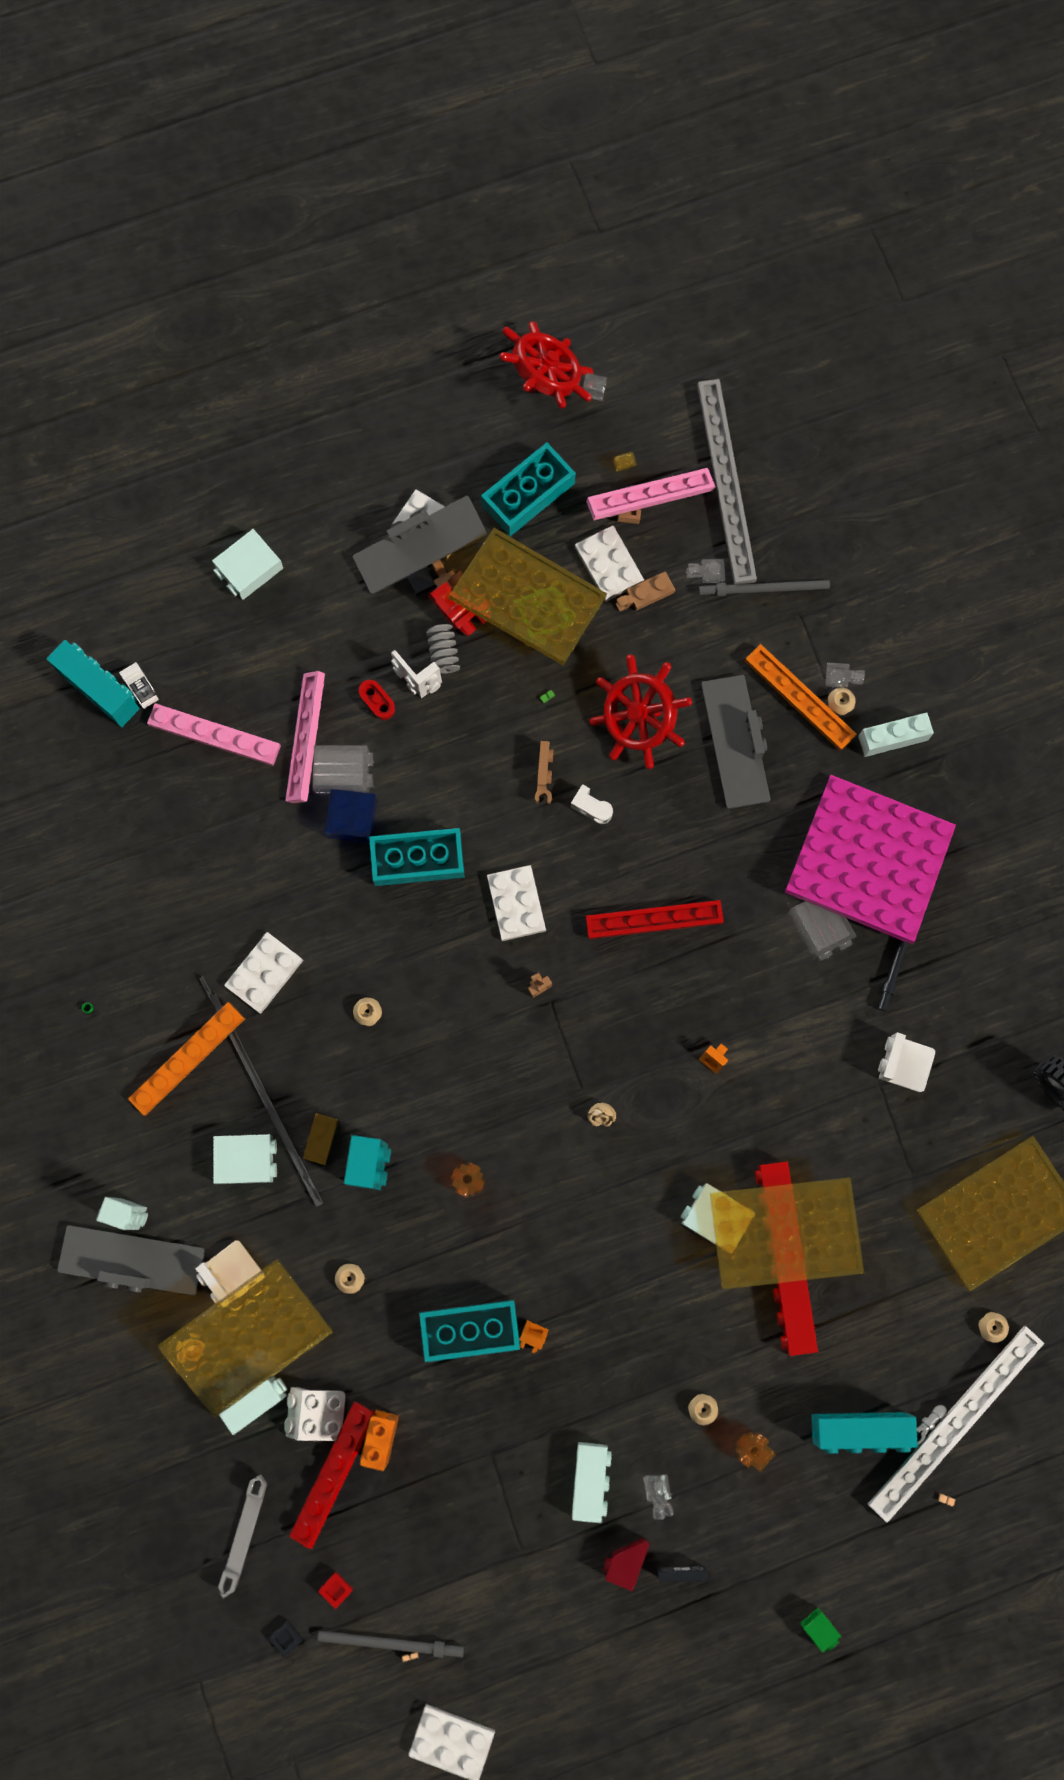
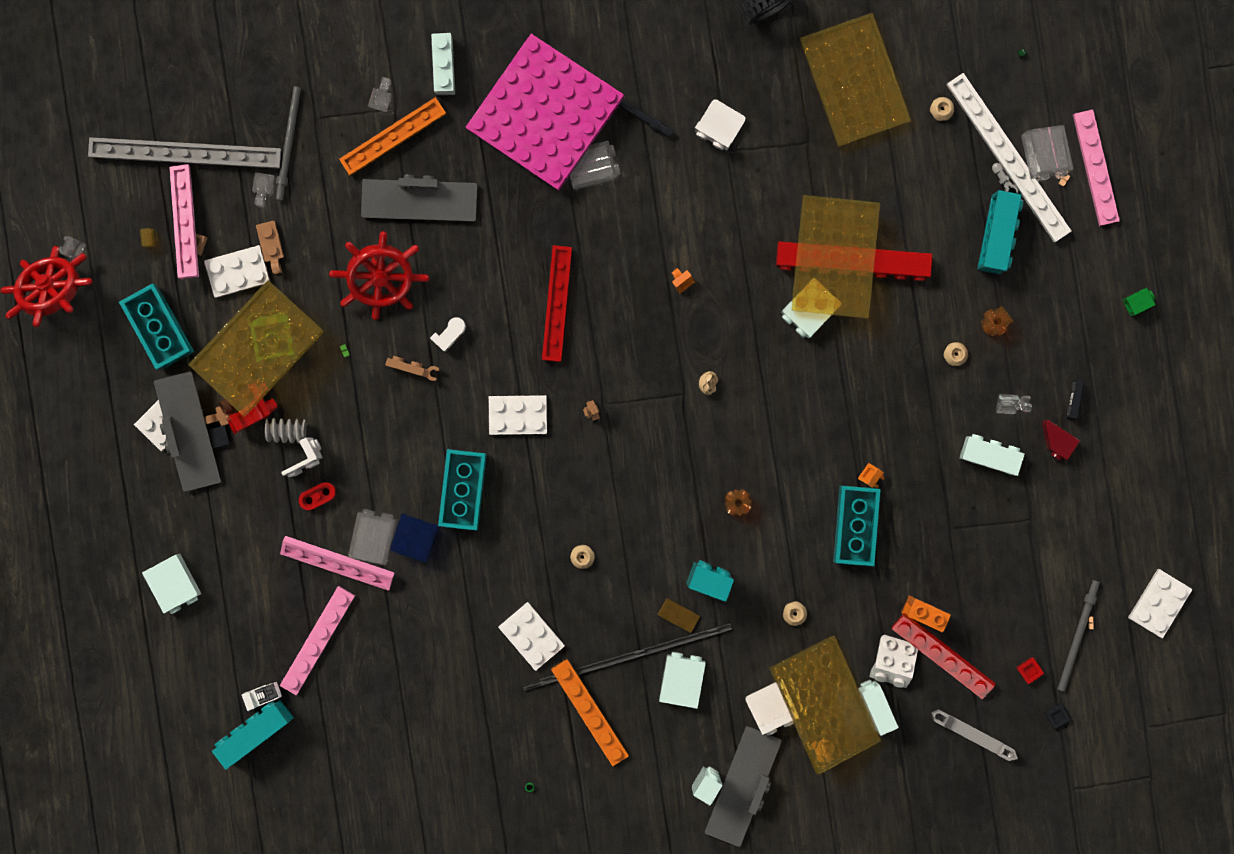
camera: 70 degrees left, 10 degrees up
(841, 707) = (407, 106): tan plate -> none
(971, 1537) = (1096, 167): none -> bright pink plate
(975, 1470) = (1047, 153): none -> clear brick

